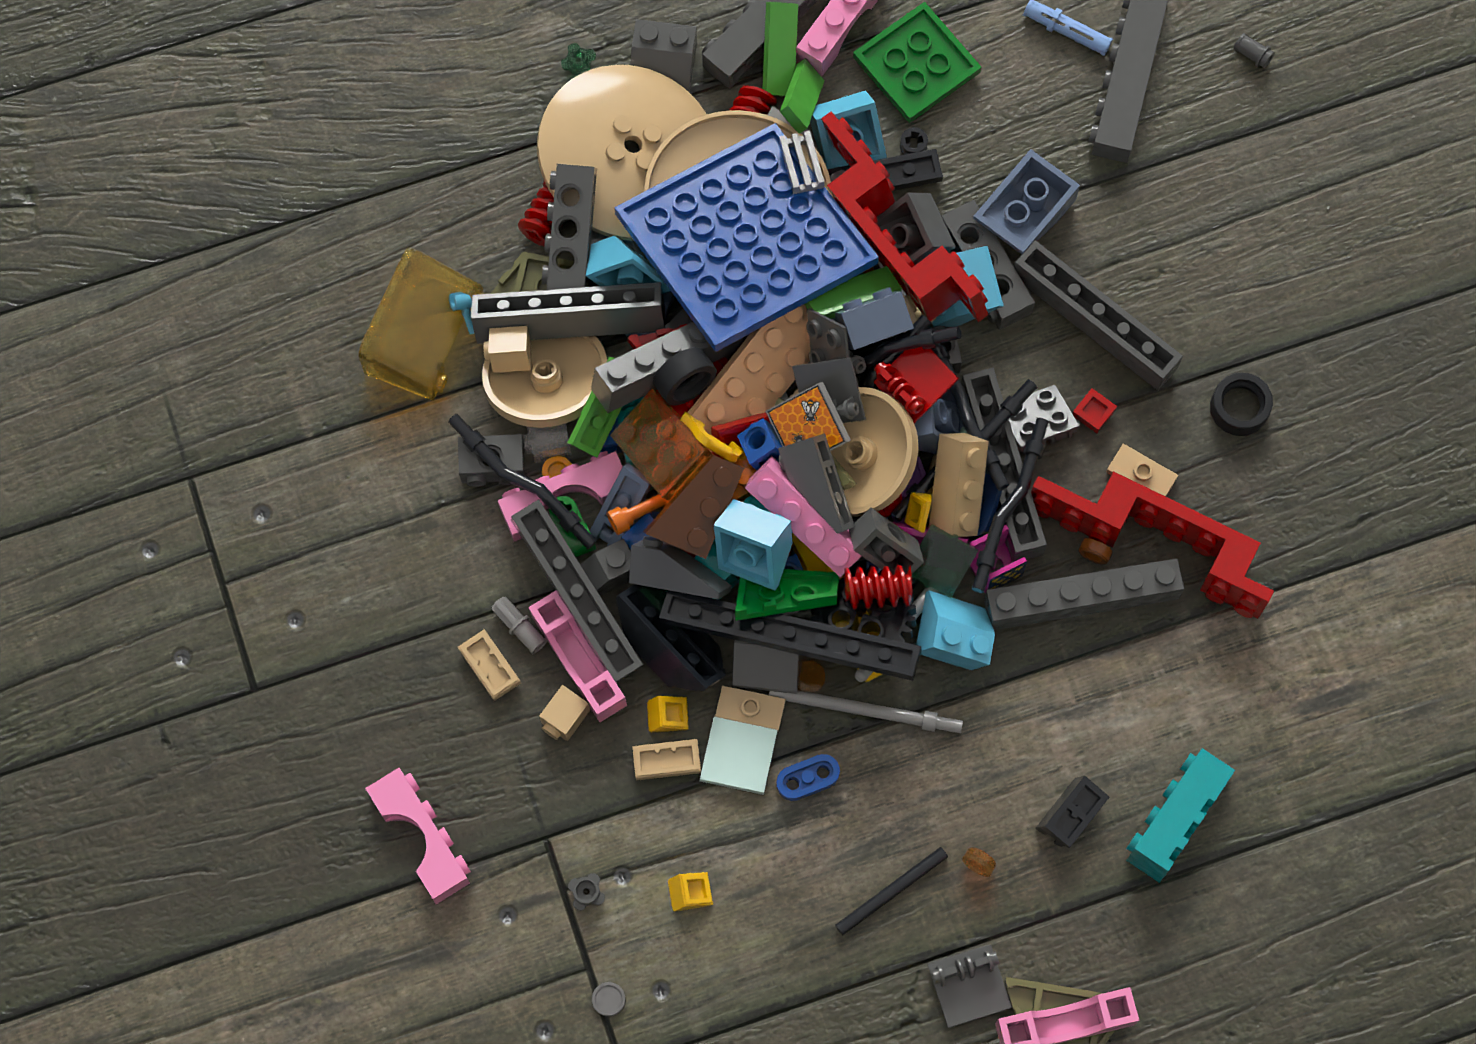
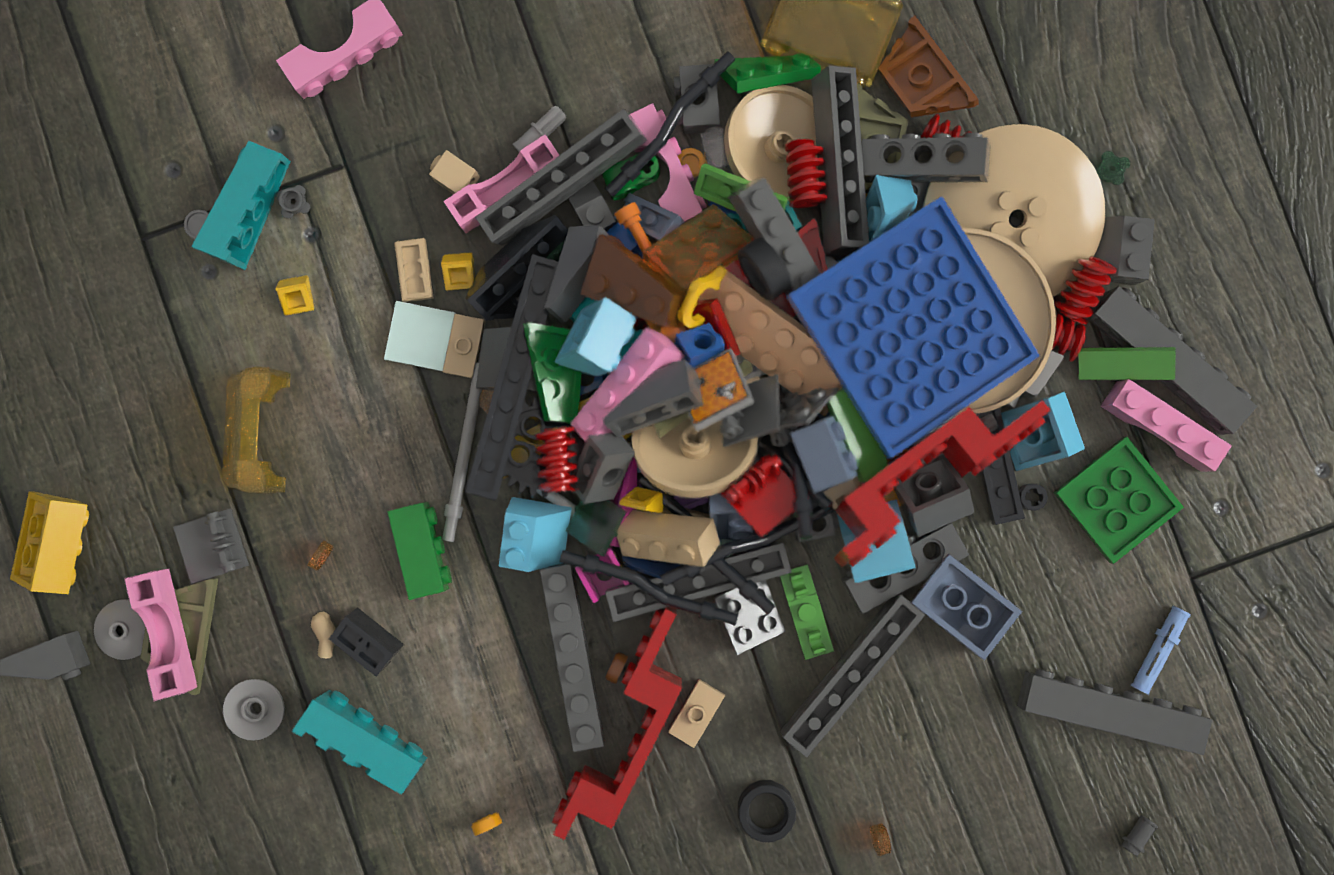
camera: 90 degrees right, 15 degrees up
(462, 302) = (849, 57): medium azure hand -> none
(466, 386) = (770, 71): none -> green wing
(478, 234) = (924, 76): none -> dark orange wing
(489, 665) = (501, 105): tan plate -> none
(508, 349) = (802, 106): tan brick -> none
(581, 344) = (804, 174): none -> red piece
(590, 940) = (243, 206): none -> teal wedge
(704, 84) = (1085, 289): none -> red piece
(797, 141) = (1018, 375): tile -> none
(802, 96) = (1074, 385): bright green tile -> none
(806, 775) = (397, 400): blue plate -> none
(842, 941) = (240, 463): none -> clear yellow windscreen
(891, 891) = (296, 476): black piece -> none
(972, 754) = (419, 550): none -> green brick
(1036, 362) = (806, 612): none -> bright green plate
(1064, 857) = (323, 629): none -> tan arm
(1094, 410) = (757, 669): red plate -> none
(1160, 923) = (239, 710): none -> light grey dish
(1264, 688) = (486, 823): none -> light orange tile
(1266, 293) = (880, 839): none -> clear orange tile

